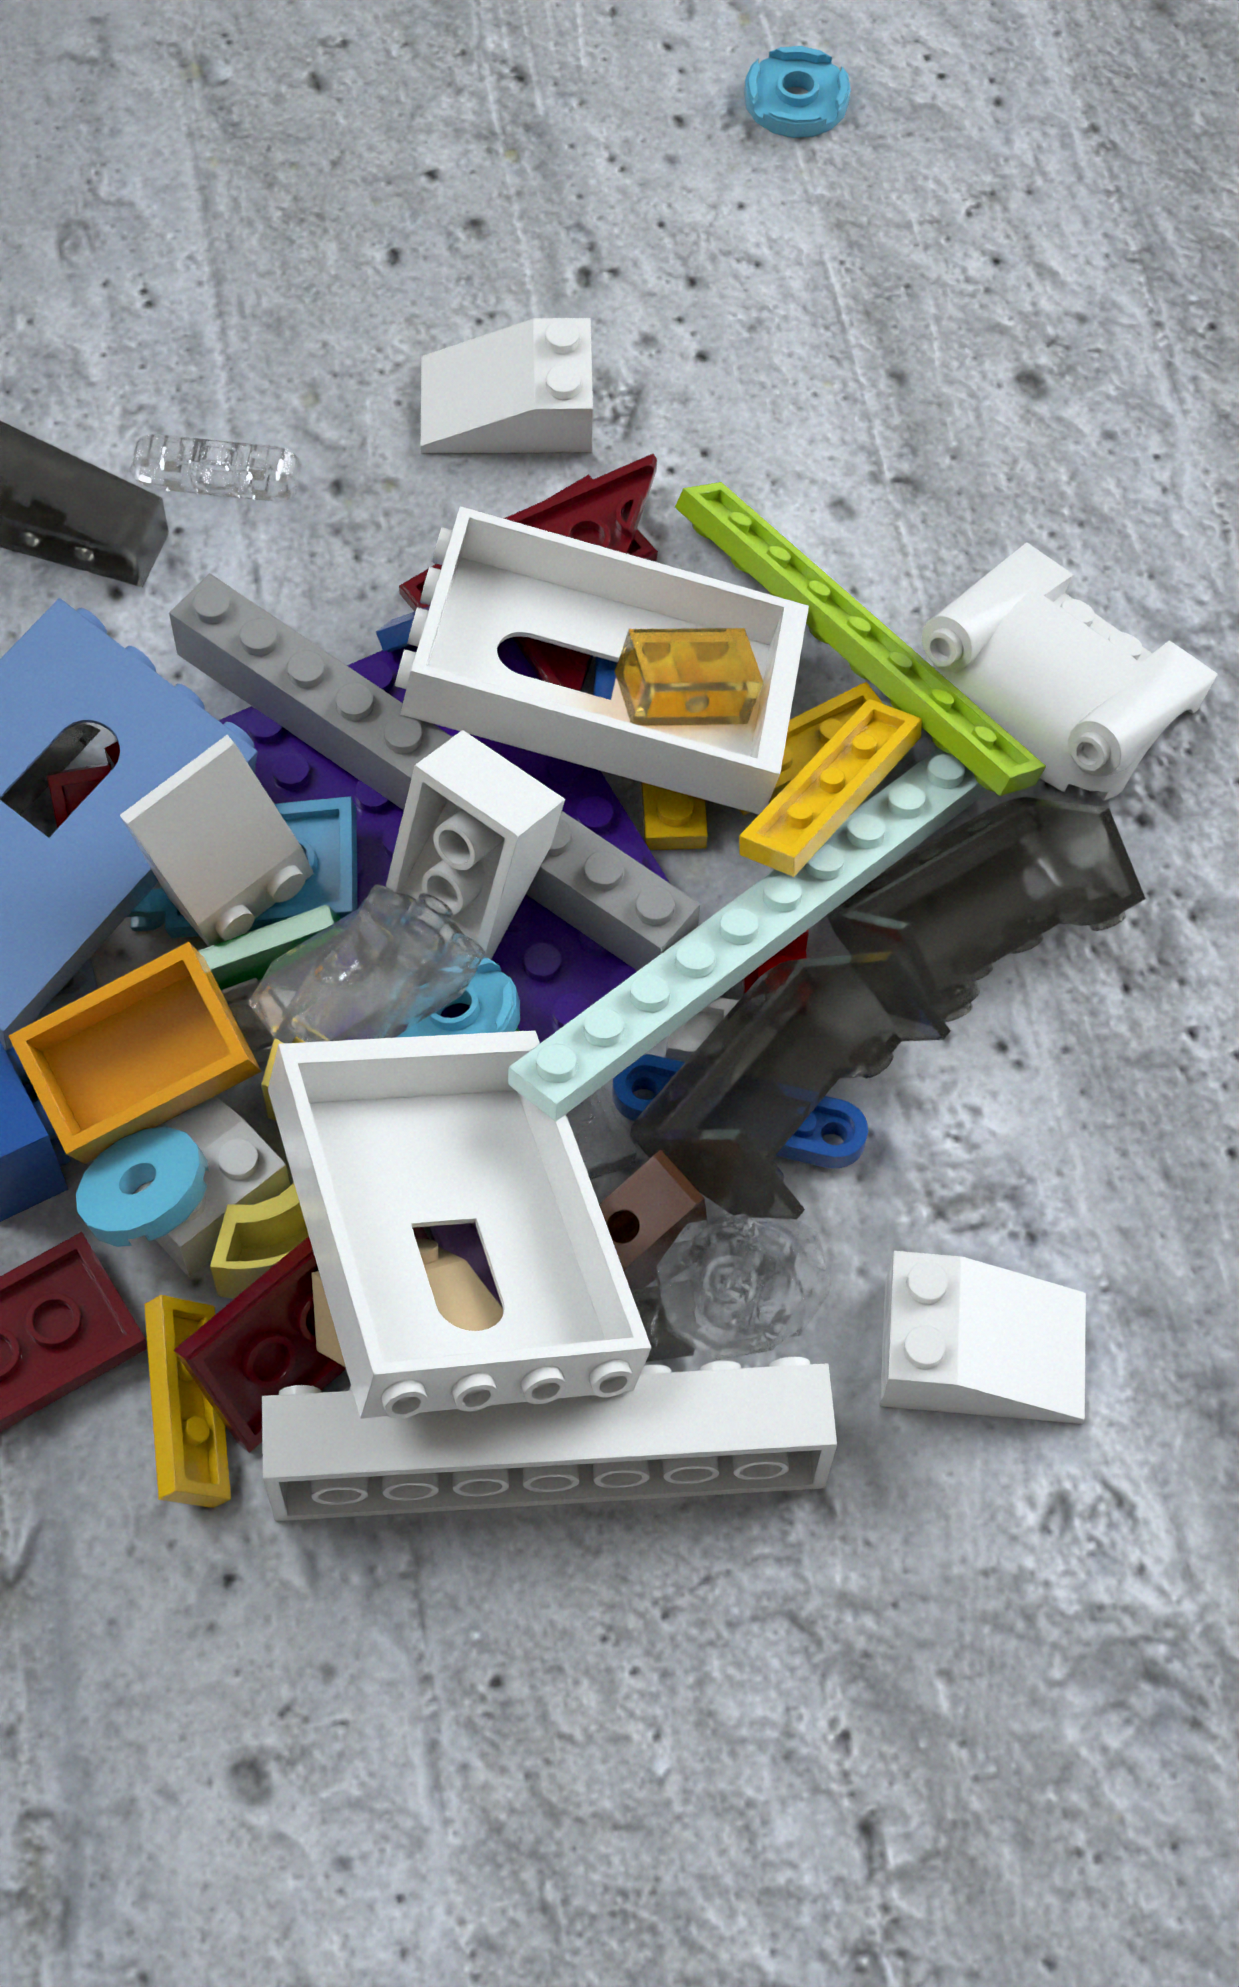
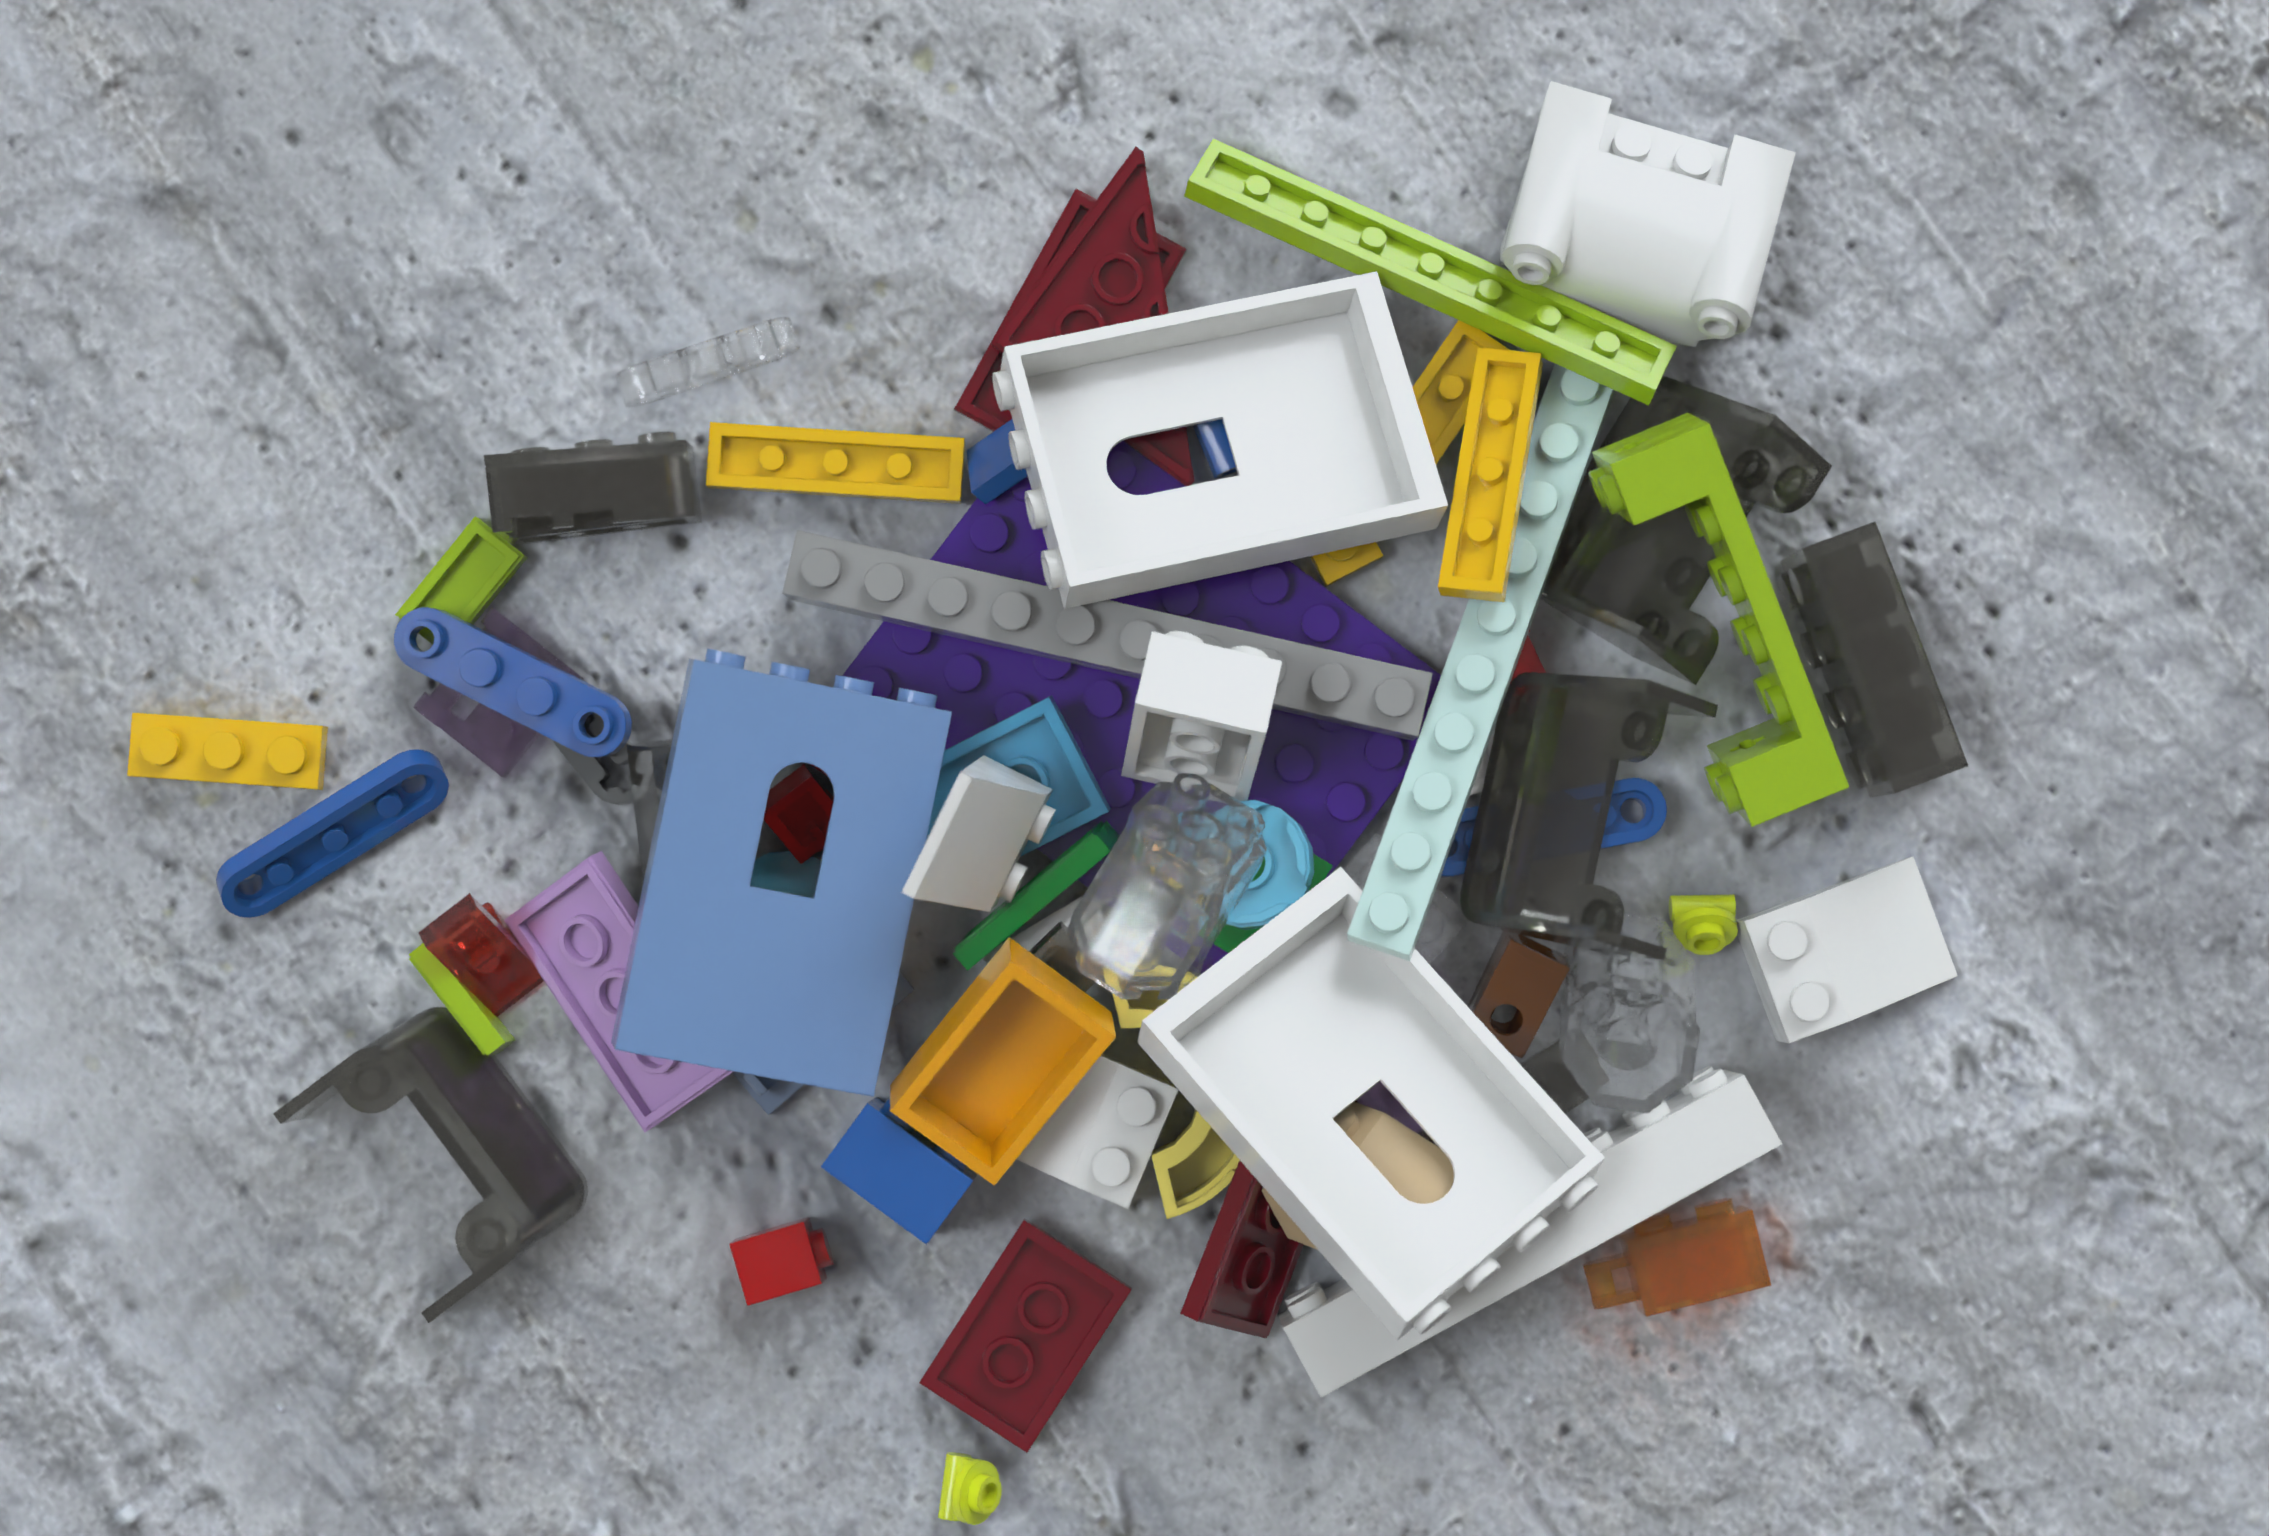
camera: 20 degrees left, 25 degrees up
(108, 1185) = (1104, 1183): medium azure tile -> none
(185, 1425) = (1211, 1355): yellow plate -> none
(278, 579) = (835, 462): none -> yellow plate
(511, 391) = (950, 128): white slope -> none
(688, 676) = (1303, 418): clear yellow brick -> none
(690, 1556) = (1683, 1260): none -> clear orange brick
(856, 1262) = (1703, 921): none -> neon yellow plate
(995, 823) = (1789, 756): none -> lime plate
(1114, 1087) = (1871, 662): none -> clear smoke brick

